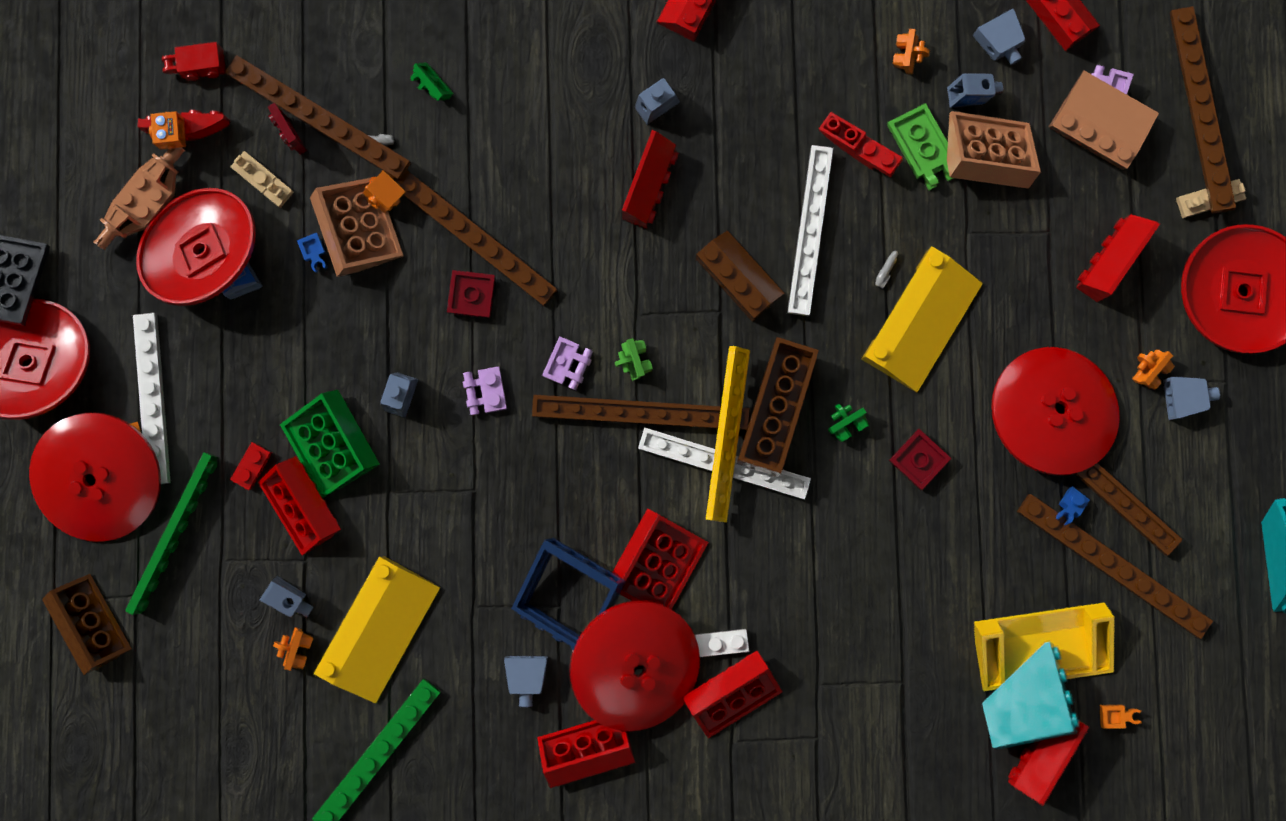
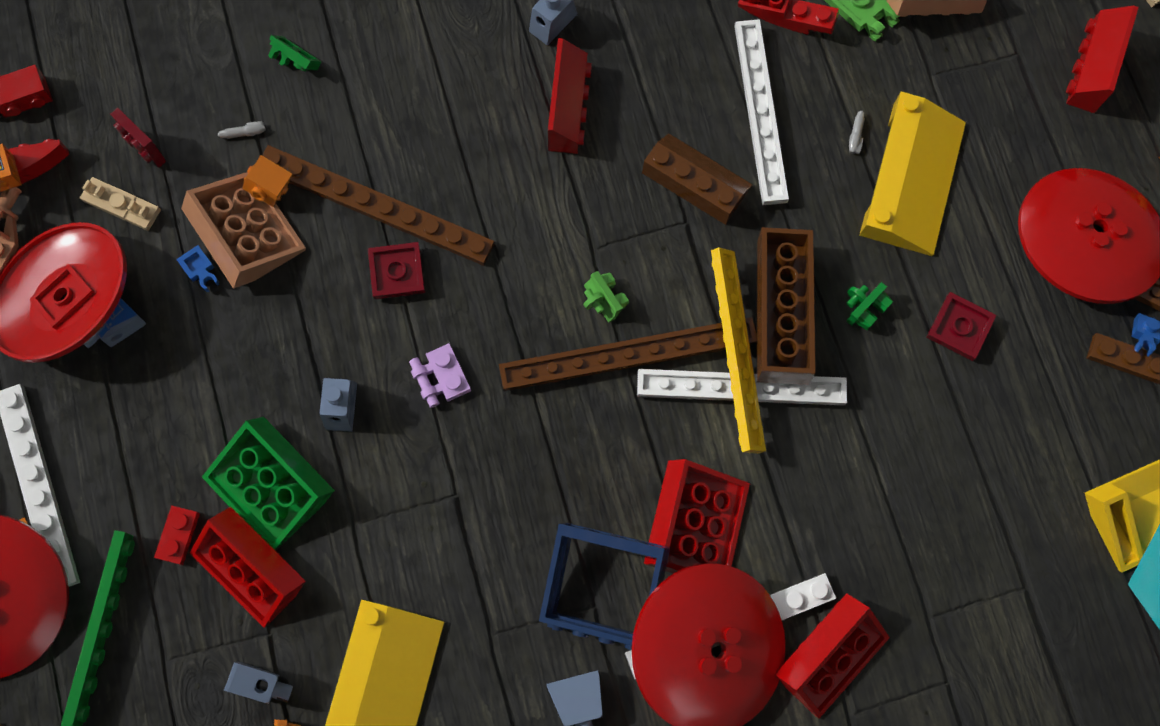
camera: 25 degrees left, 10 degrees down
(318, 118) = (173, 120): reddish brown plate -> none
(561, 360) = (520, 320): lavender plate -> none

